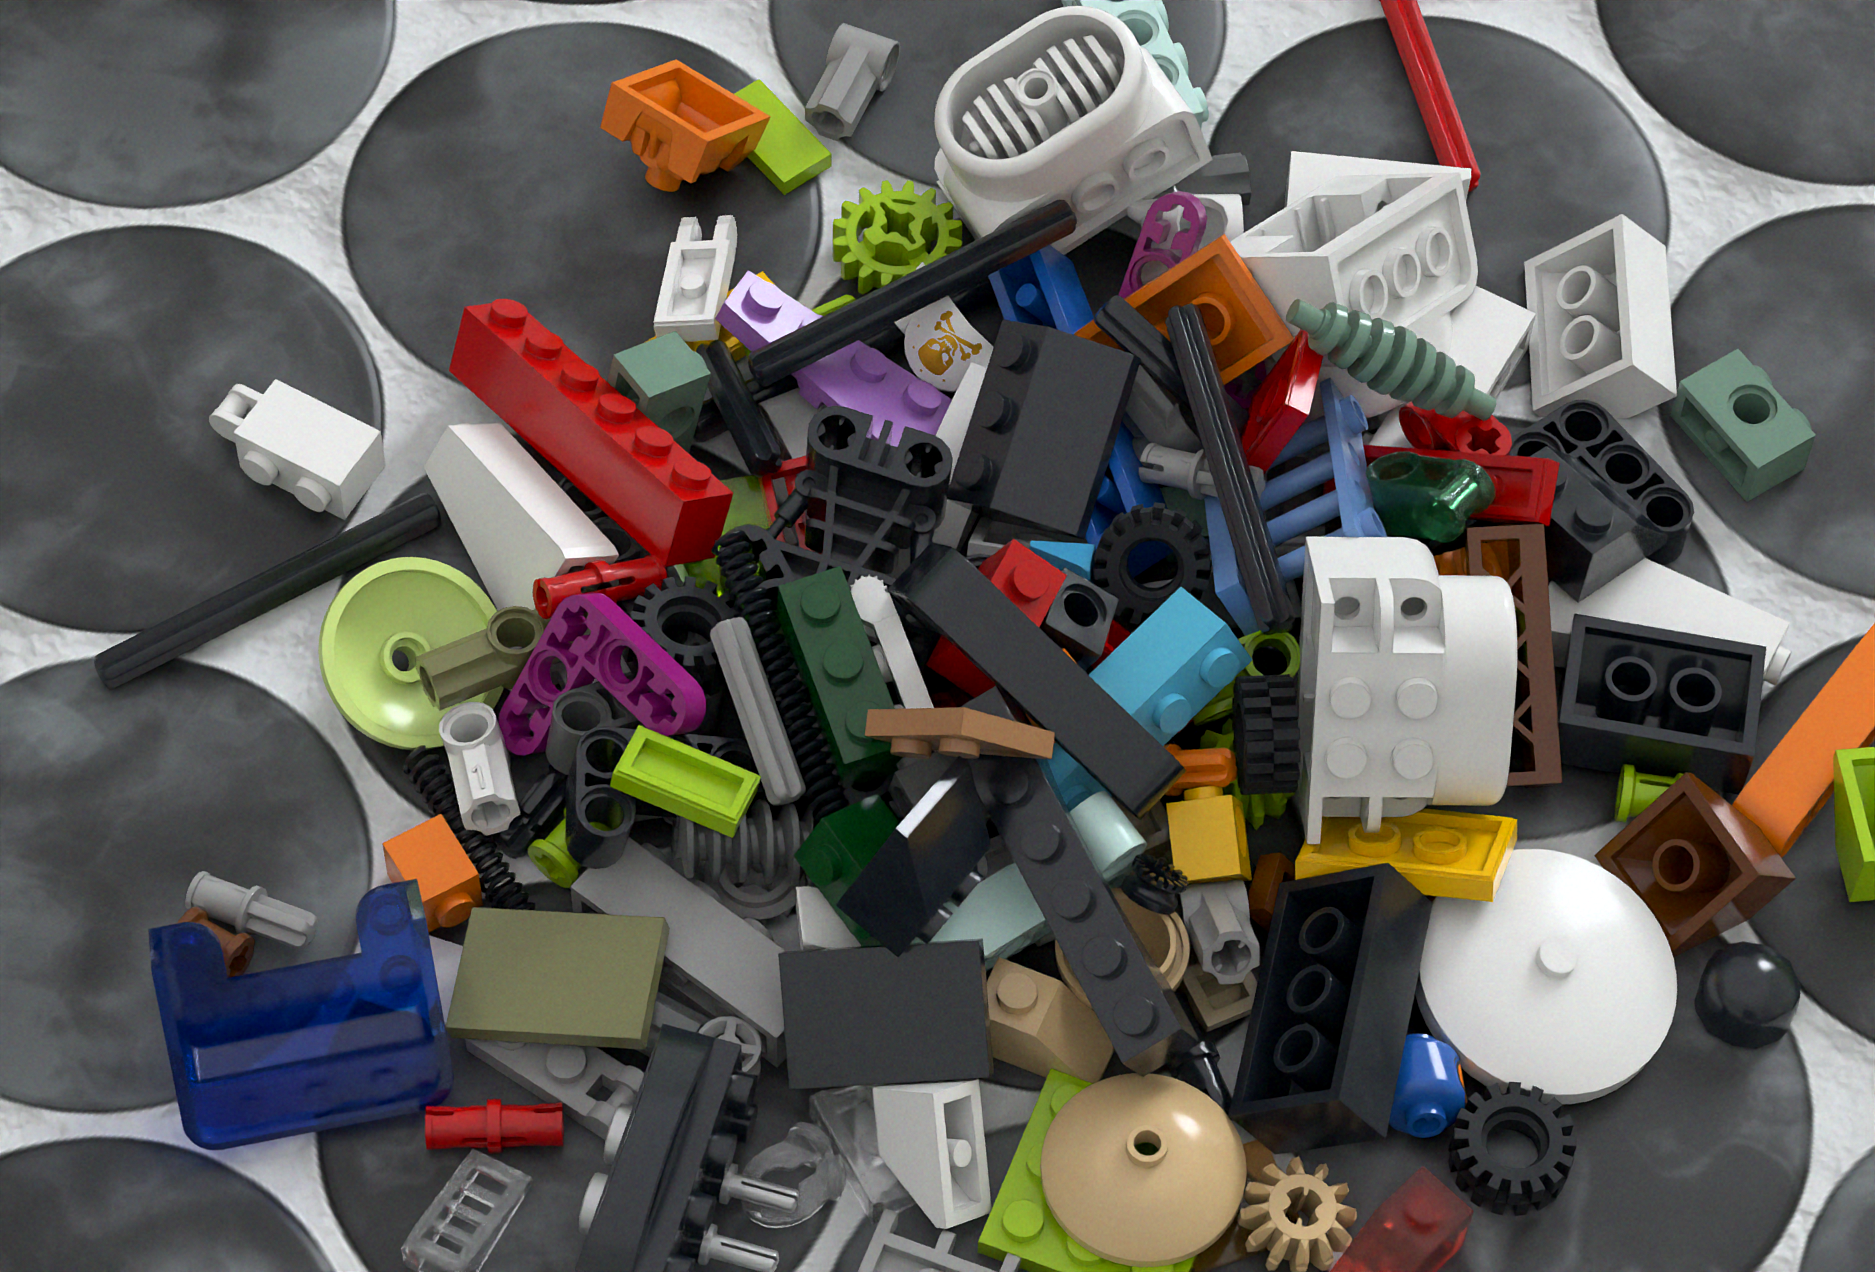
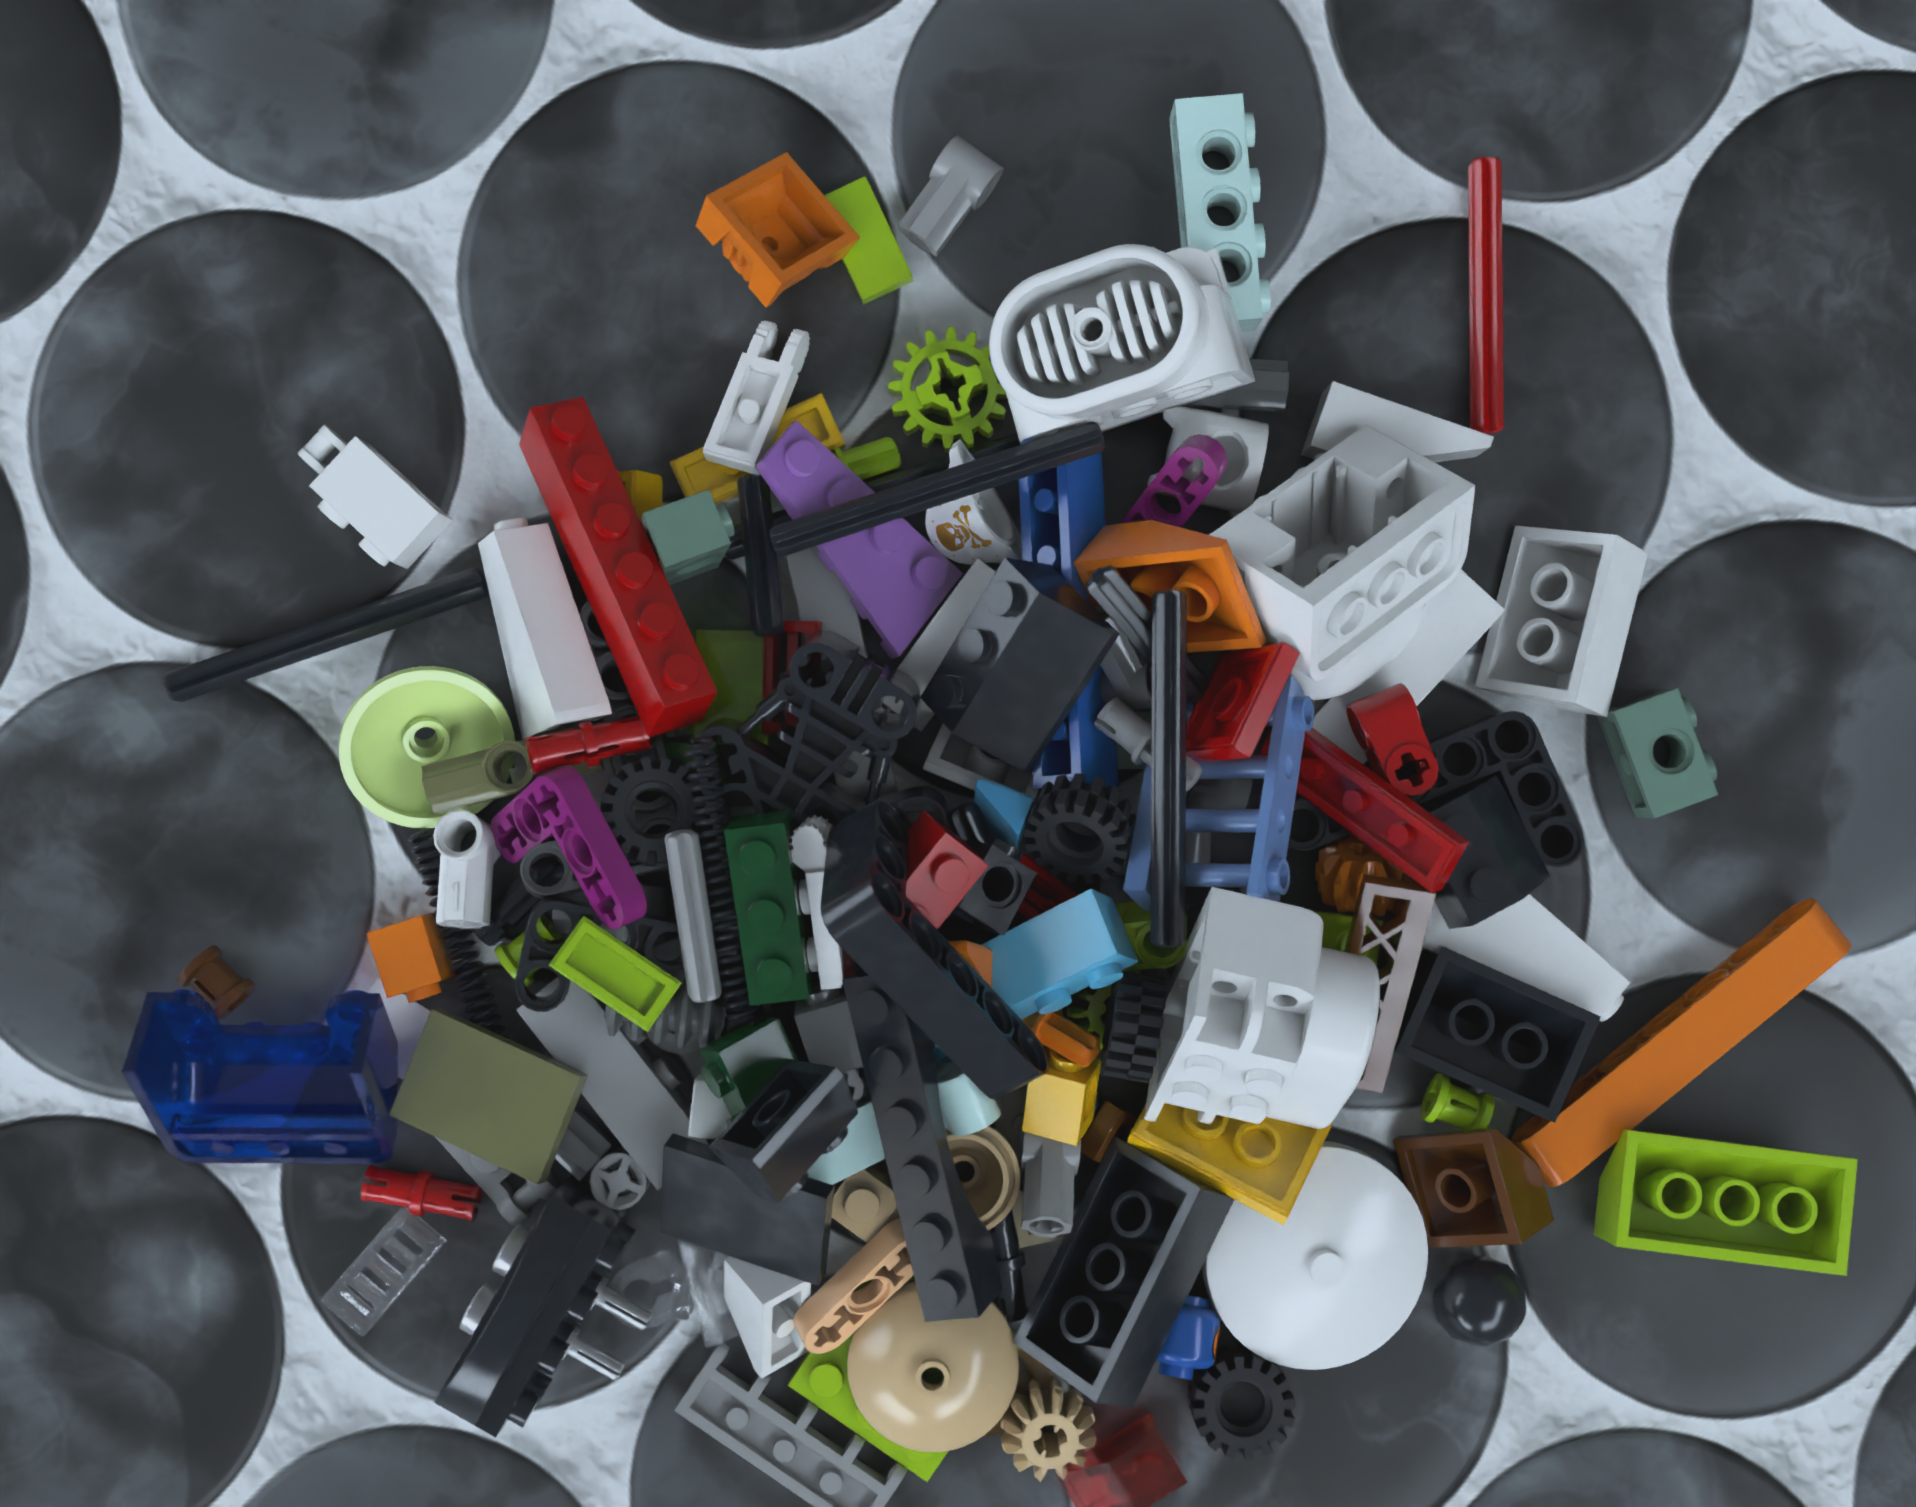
camera: 15 degrees right, 30 degrees up
(252, 911) = (257, 953): light grey axle -> none
(956, 733) = (840, 1033): medium nougat wing -> none
(1012, 1095) = (837, 1309): none -> light nougat beam
(1154, 885) = (1012, 1134): black bush -> none
(1391, 360) = (1345, 699): sand green piece -> none
(1427, 494) = (1346, 845): clear green piece -> none

